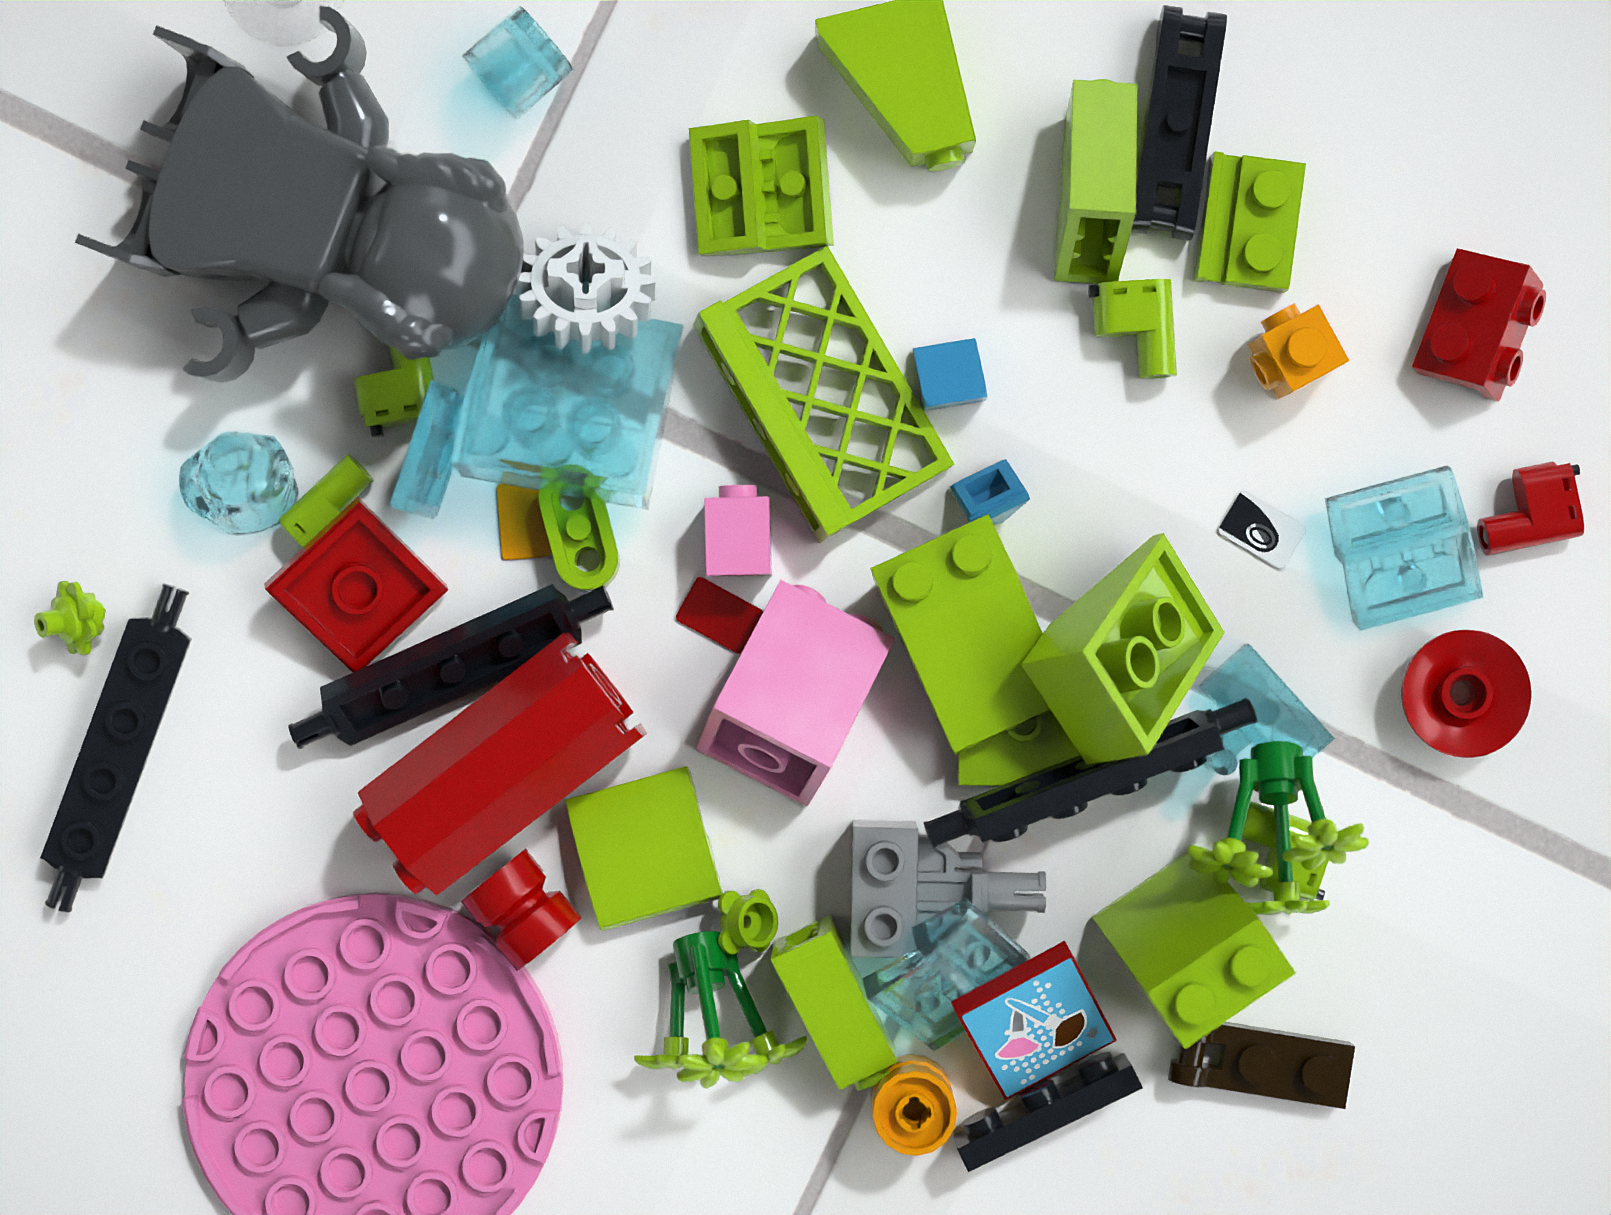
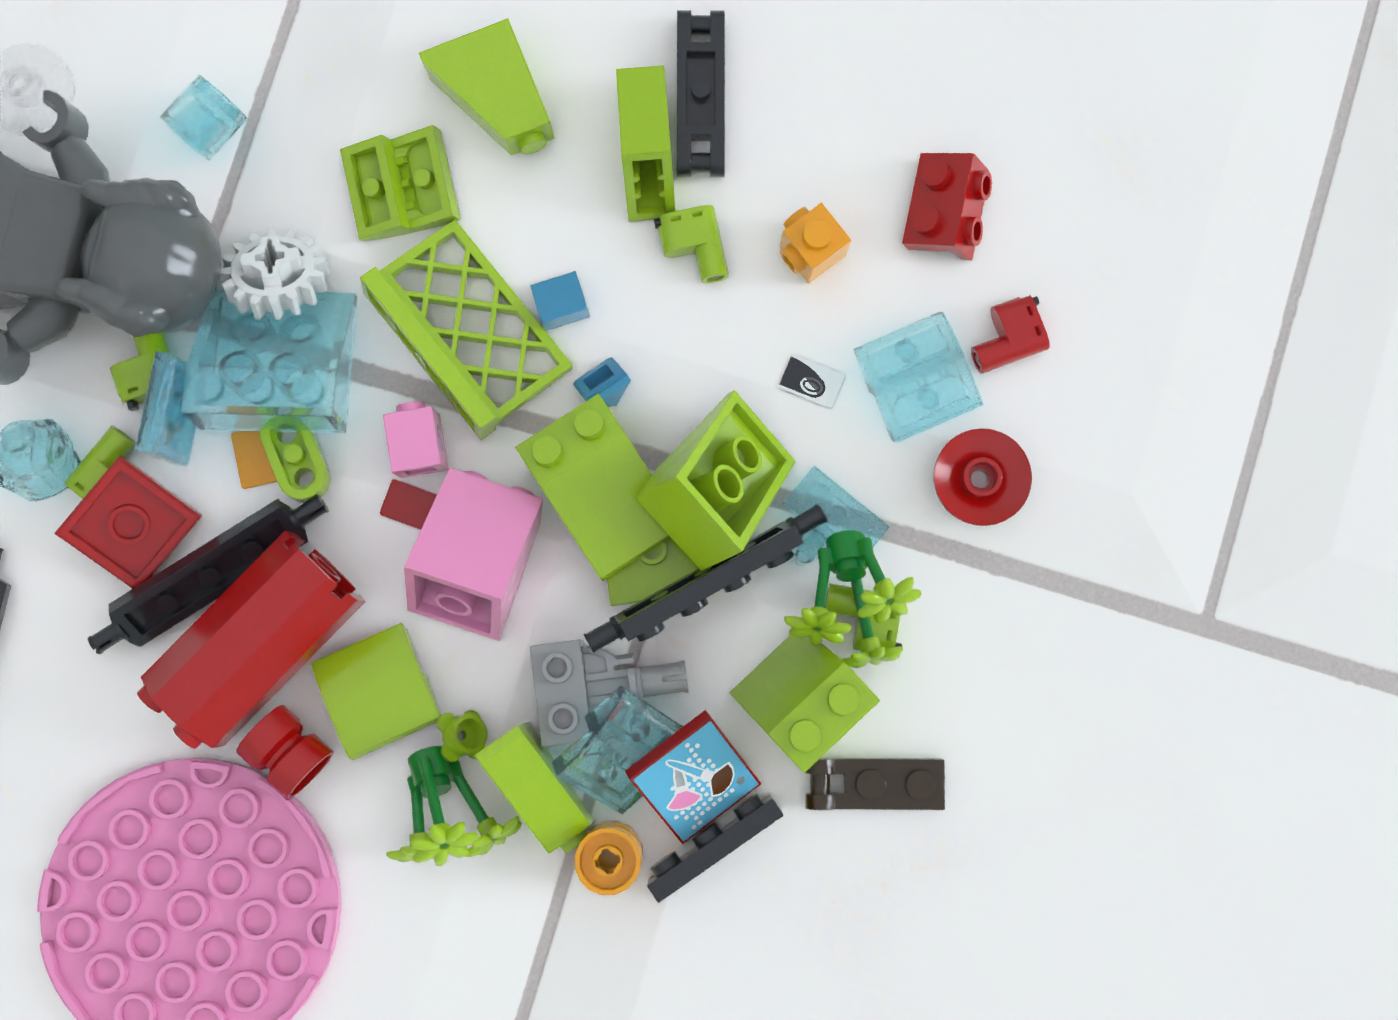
camera: 10 degrees left, 5 degrees down
(1250, 222) = (766, 157): lime plate -> none

